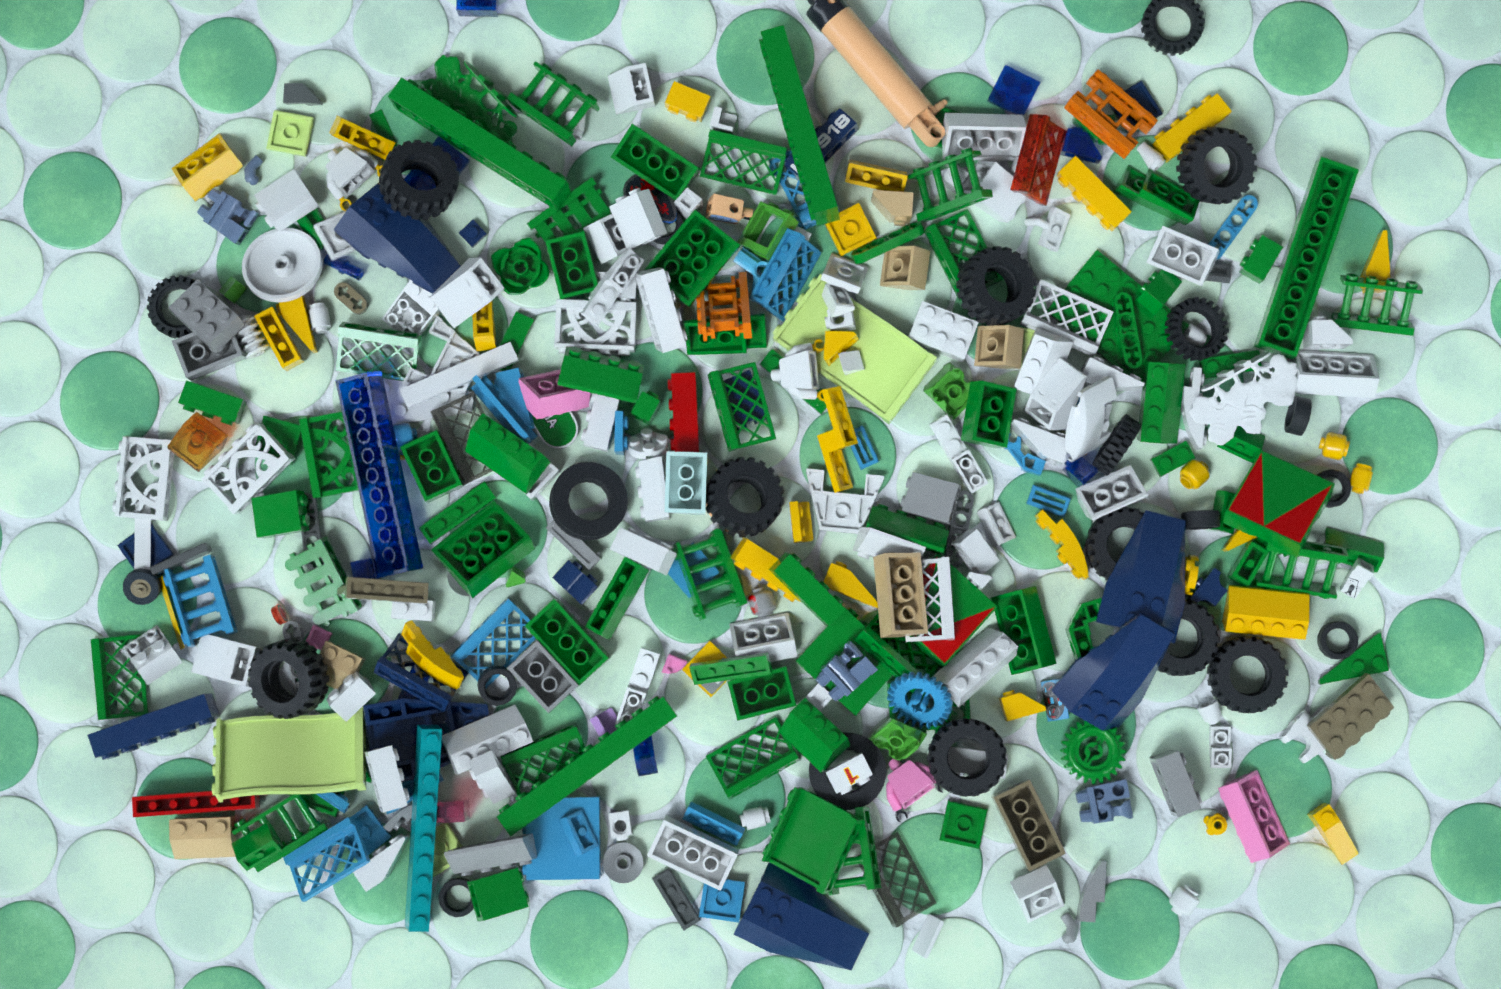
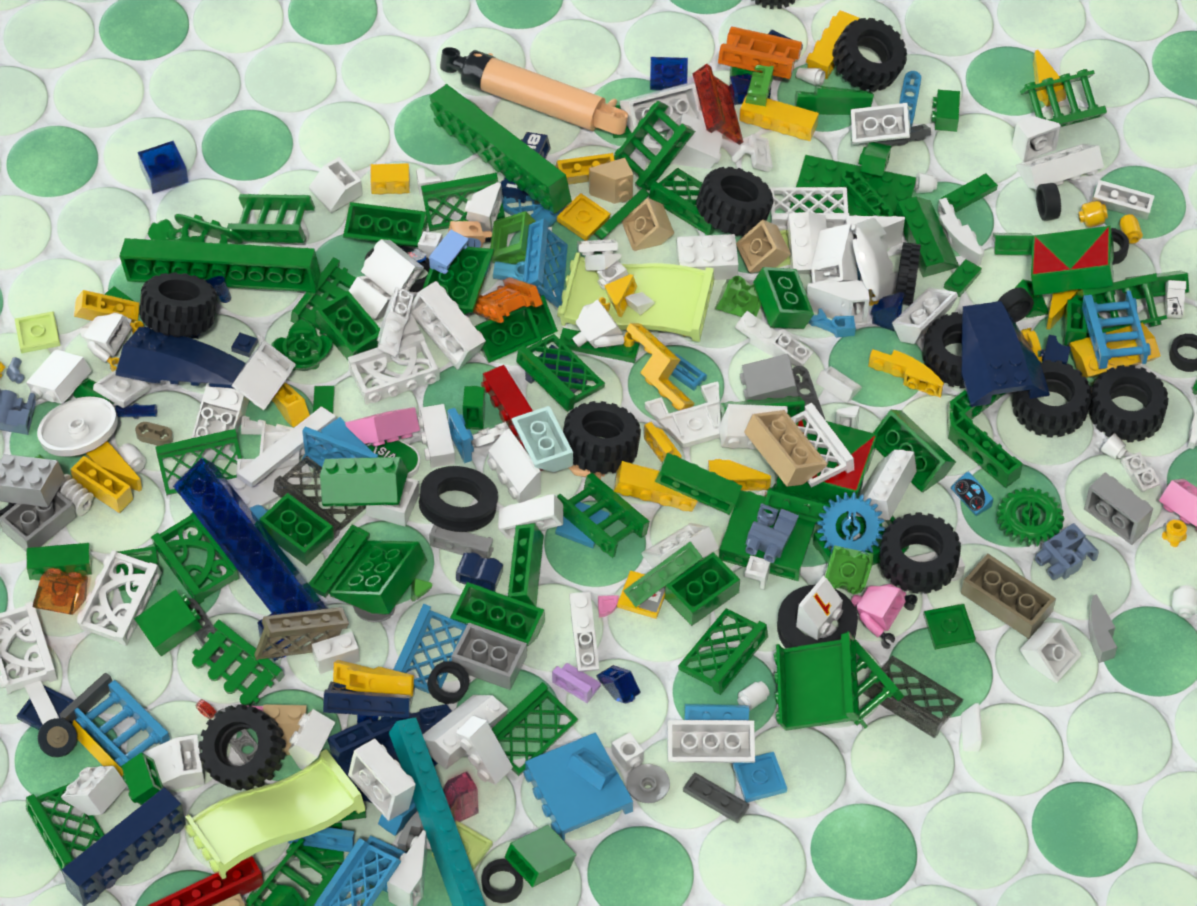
camera: 20 degrees left, 30 degrees down
(194, 667) = (142, 778): none -> green brick
(300, 94) = (34, 297): dark grey slope -> none
(469, 164) = (221, 288): none -> piece
(492, 854) = (516, 814): light grey slope -> none
(586, 766) = (569, 706): green brick -> none
(601, 374) = (419, 394): green slope -> none
(695, 230) = (447, 251): none -> light blue hinge
(754, 189) = (485, 206): none -> white slope
(762, 602) = (662, 521): light grey head -> none
(799, 922) = (843, 769): dark blue wedge -> none
(814, 735) = (770, 596): green slope -> none
(975, 551) = (830, 399): white brick -> none
(1018, 705) = (945, 506): yellow slope -> none
(1064, 506) = (864, 353): dark azure tile -> none
(1071, 930) = (1099, 668): light grey arm -> none
(1089, 156) = (760, 85): none -> bright green hinge
(1116, 674) = (1012, 434): dark blue wedge -> none
(1181, 343) = (919, 185): black tyre -> none
(1194, 474) = (988, 278): yellow head -> none
(1245, 402) = (997, 206): white plant -> none
(1260, 587) = (1100, 339): none -> dark azure fence
(1306, 258) = (984, 94): green brick -> none
(1370, 445) = (1124, 199): none -> white brick

